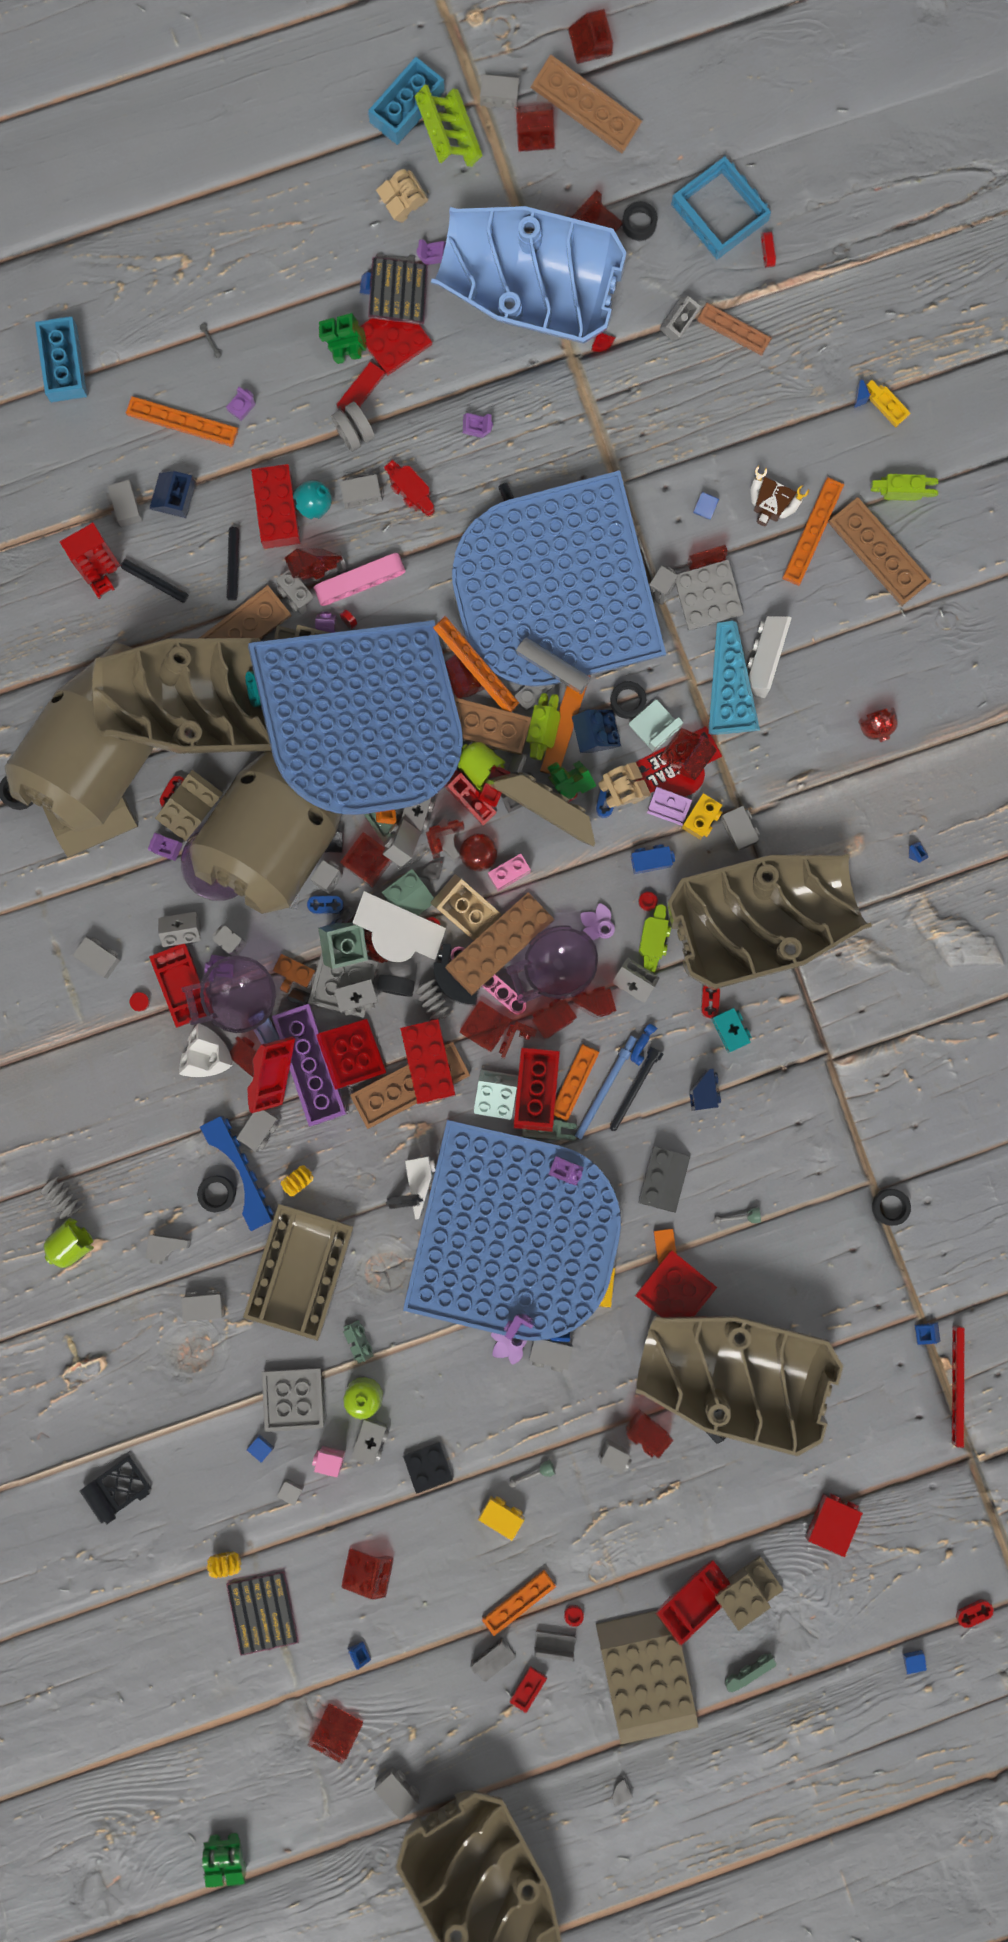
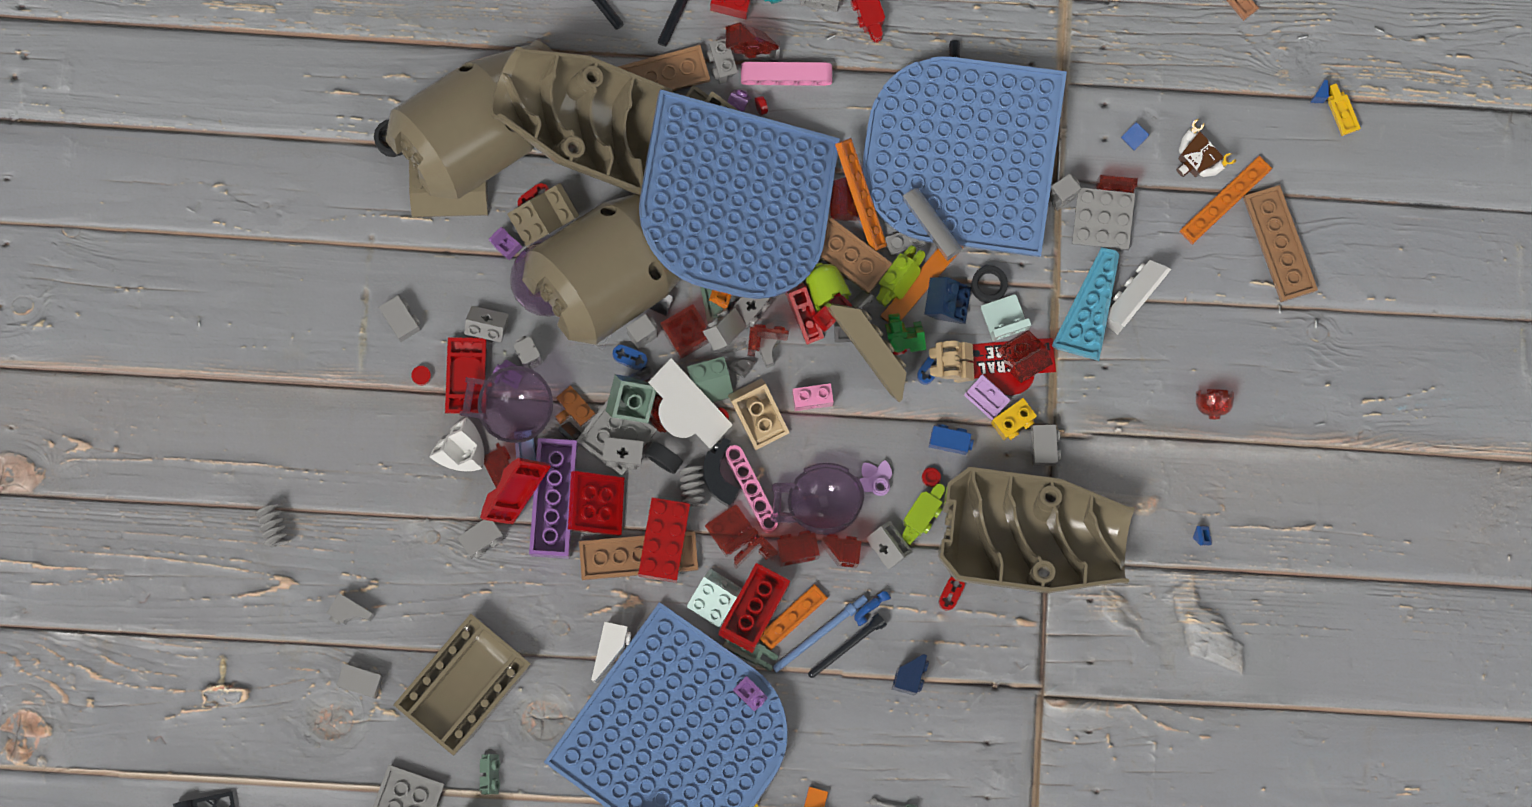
camera: 15 degrees right, 5 degrees down
(67, 1244) = (259, 570): lime cylinder -> none
(202, 1189) = (413, 567): black tyre -> none
(252, 689) = (646, 133): teal beam -> none
(255, 1209) = (446, 612): blue arch -> none
(297, 1180) = (496, 600): yellow gear -> none
(404, 1201) = (588, 659): black axle -> none
(478, 852) = (792, 367): clear red cylinder -> none
(499, 943) = (776, 458): medium nougat plate -> none
(664, 1179) = (839, 742): dark grey slope -> none
(722, 1024) = (954, 618): teal brick -> none
(905, 487) = (1327, 193): lime hinge -> none

